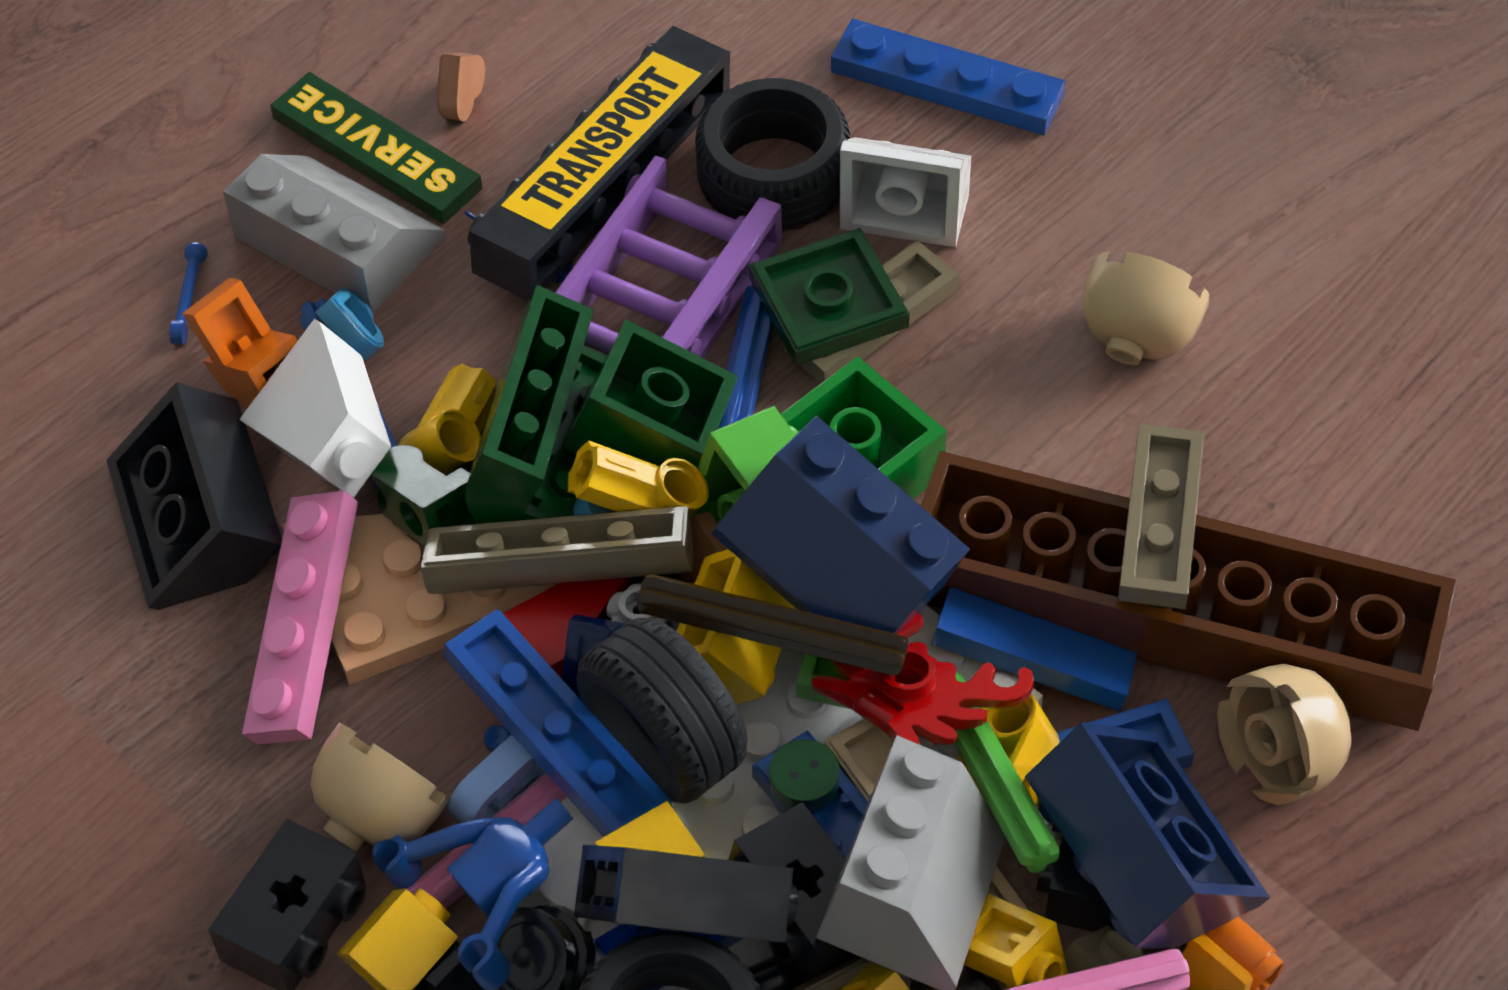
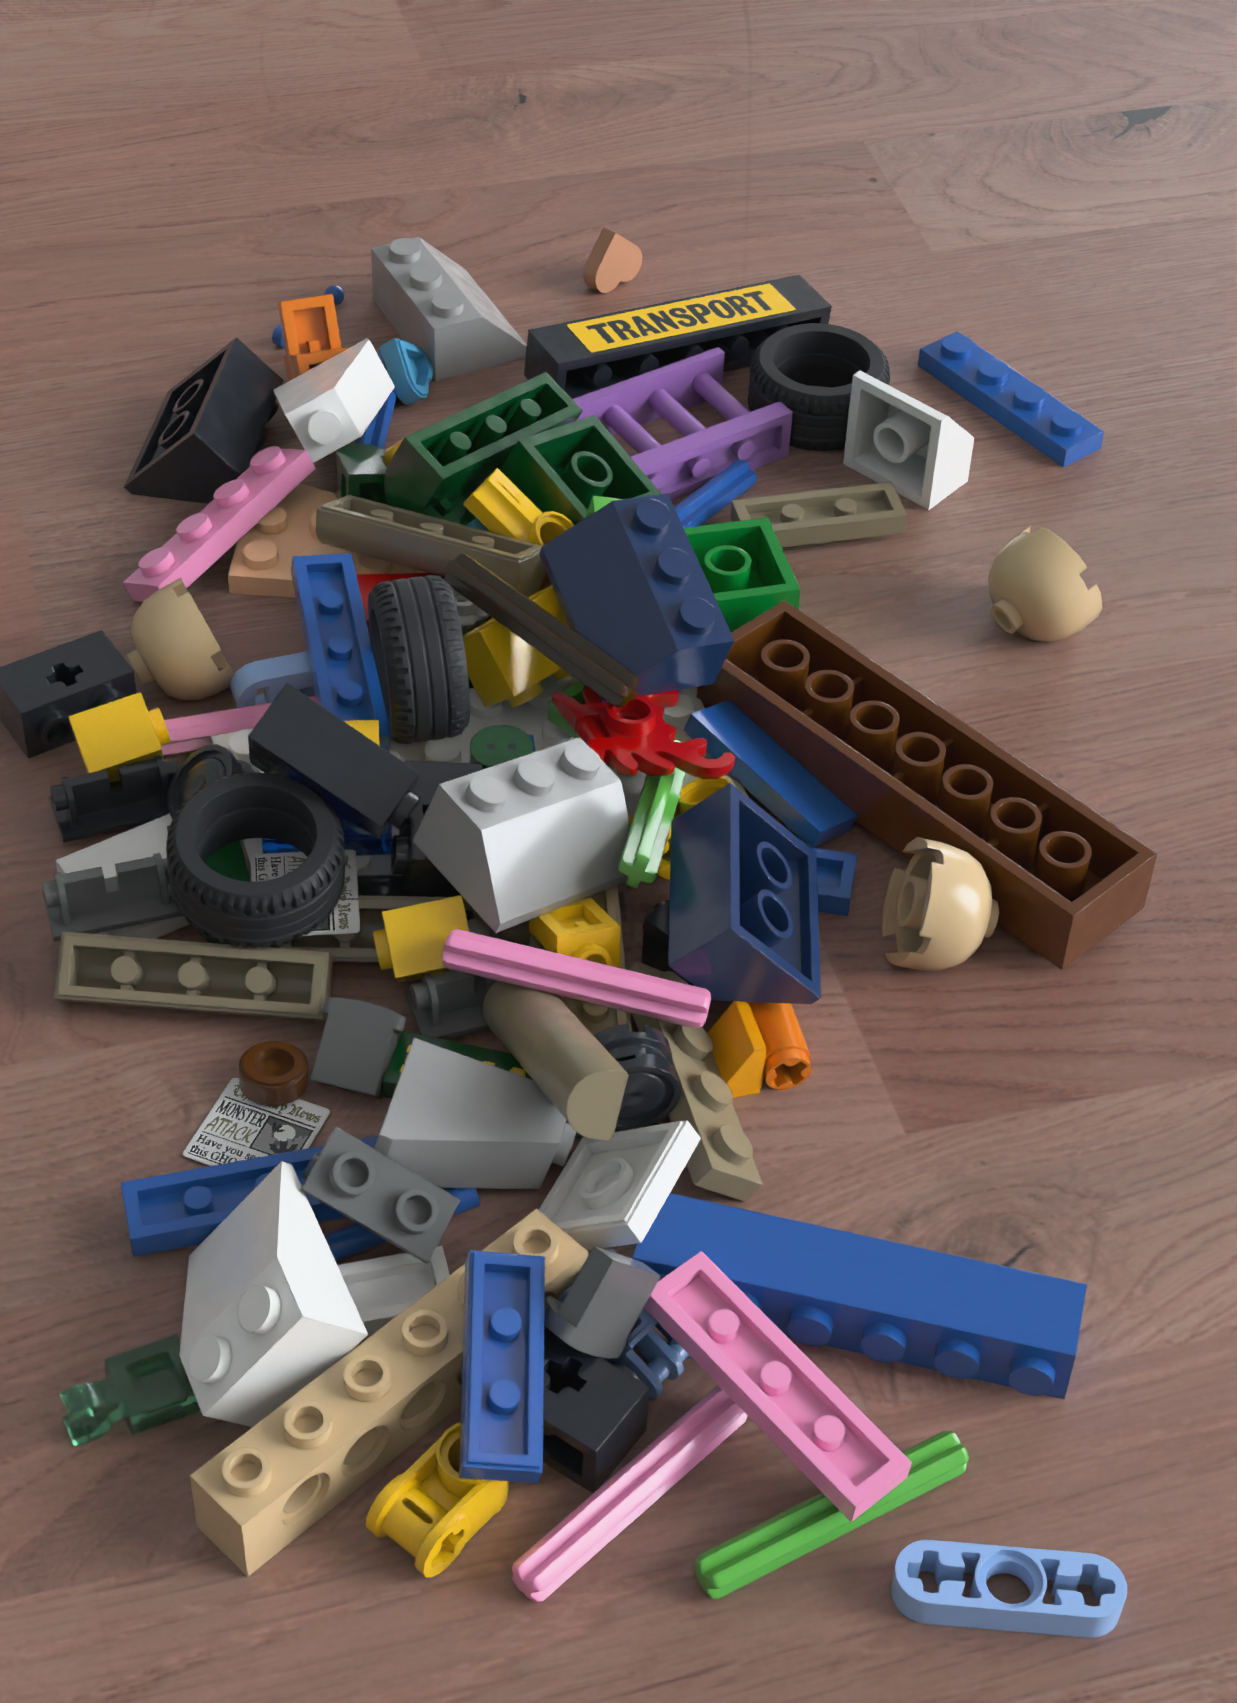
camera: 25 degrees right, 10 degrees down
(376, 147) = (515, 274): dark green tile -> none
(494, 872) = (221, 718): blue piece -> none
(828, 296) = (787, 484): dark green tile -> none
(1161, 516) = (925, 702): dark tan plate -> none

